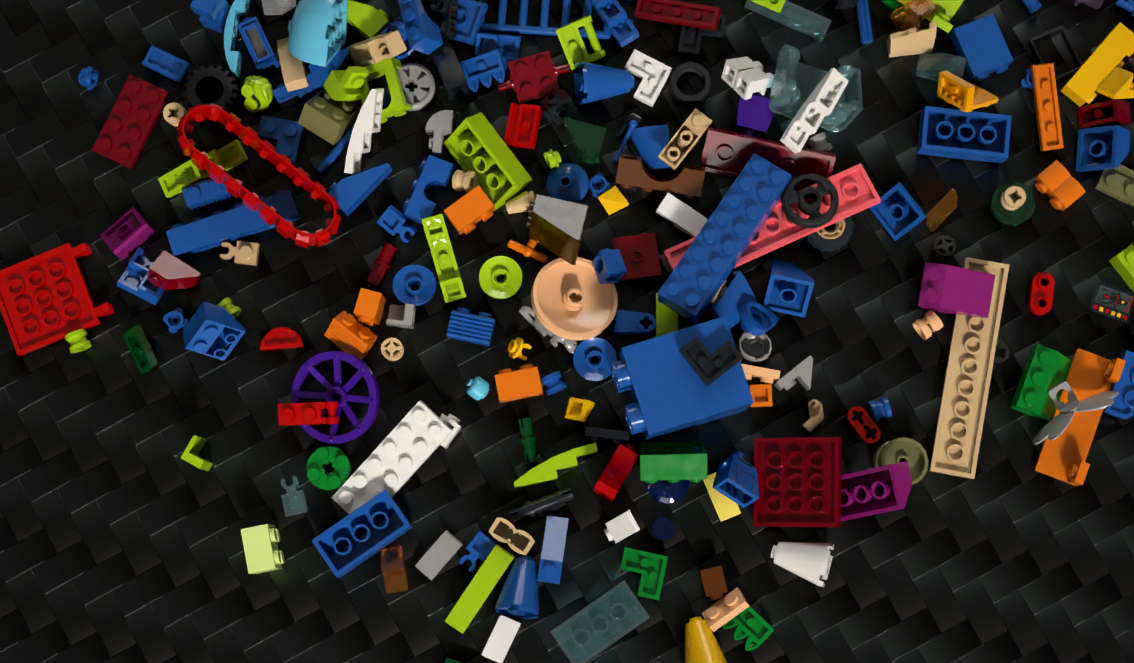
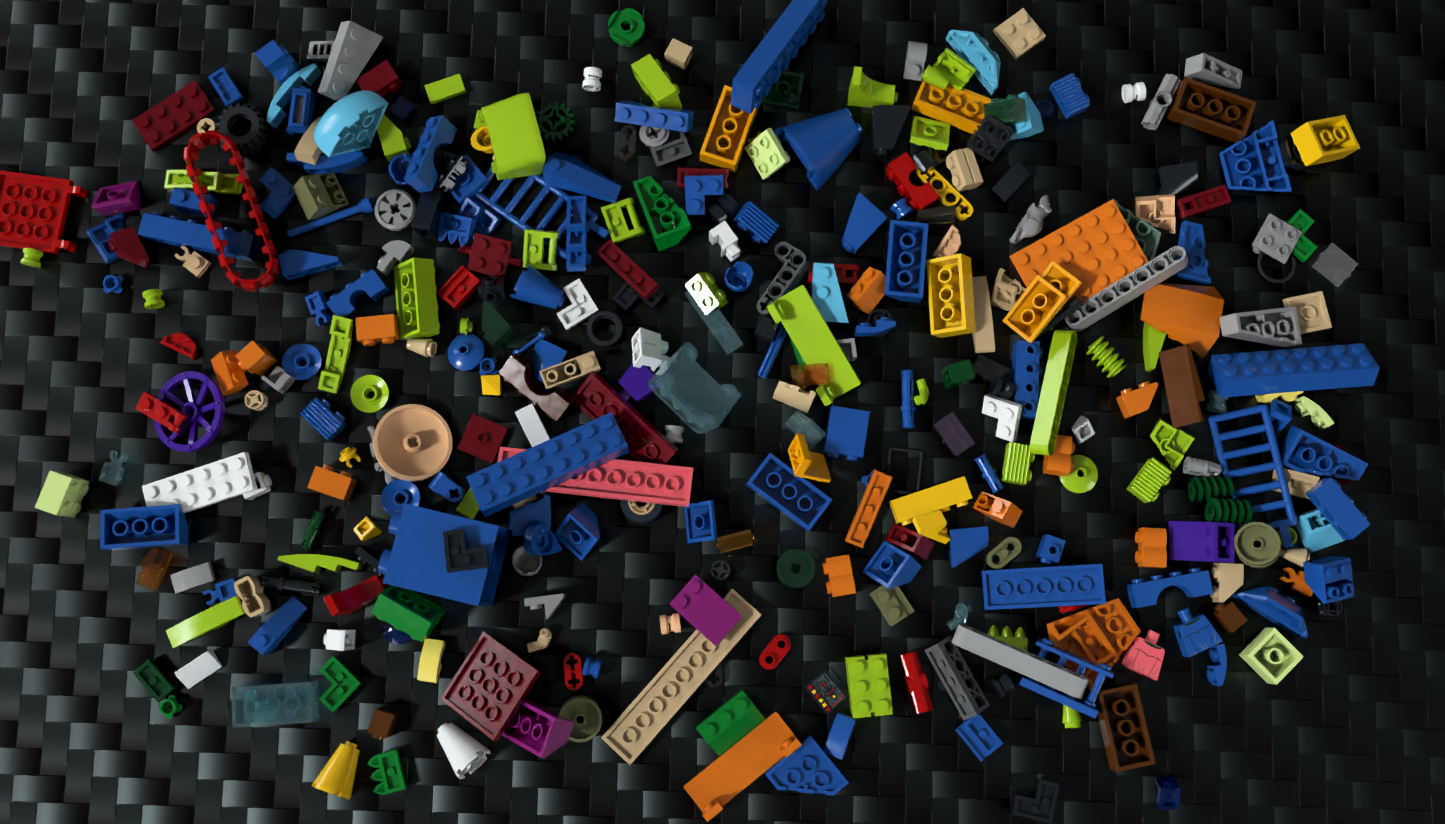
camera: 30 degrees right, 0 degrees up
(88, 77) = (163, 65): blue plate -> none
(140, 349) = (73, 290): dark green plate -> none
(192, 451) = (57, 394): lime panel -> none
(212, 331) = (129, 308): blue slope -> none
(257, 93) = (277, 146): lime hair -> none
(322, 457) = (143, 462): green plate -> none
(346, 84) = (343, 179): lime brick -> none
(367, 123) = (338, 218): white slope -> none
(377, 48) = (382, 165): tan slope -> none
(381, 264) = (289, 331): dark red axle -> none
(388, 68) = (381, 186): lime panel -> none
(464, 181) = (388, 304): tan wheel -> none
(477, 388) = (302, 467): medium azure piece -> none
(520, 590) = (232, 642): blue cone -> none
(528, 250) = (405, 385): orange piece -> none
(553, 383) = (359, 498): blue wheel -> none
(557, 225) = (434, 380): dark brown slope -> none
(609, 266) = (454, 433): blue brick -> none
(663, 528) = (372, 659): clear blue tile -> none
(725, 609) = (377, 750): light nougat plate -> none
(737, 480) = (447, 655): blue torso -> none
(761, 395) = (508, 601): orange plate -> none
(764, 374) = (522, 588): light nougat plate -> none
(814, 109) = (679, 405): white slope -> none
(815, 218) = (626, 490): black wheel -> none
(1008, 199) = (795, 564): tan wheel -> none
(1058, 424) = (754, 763): light grey piece -> none

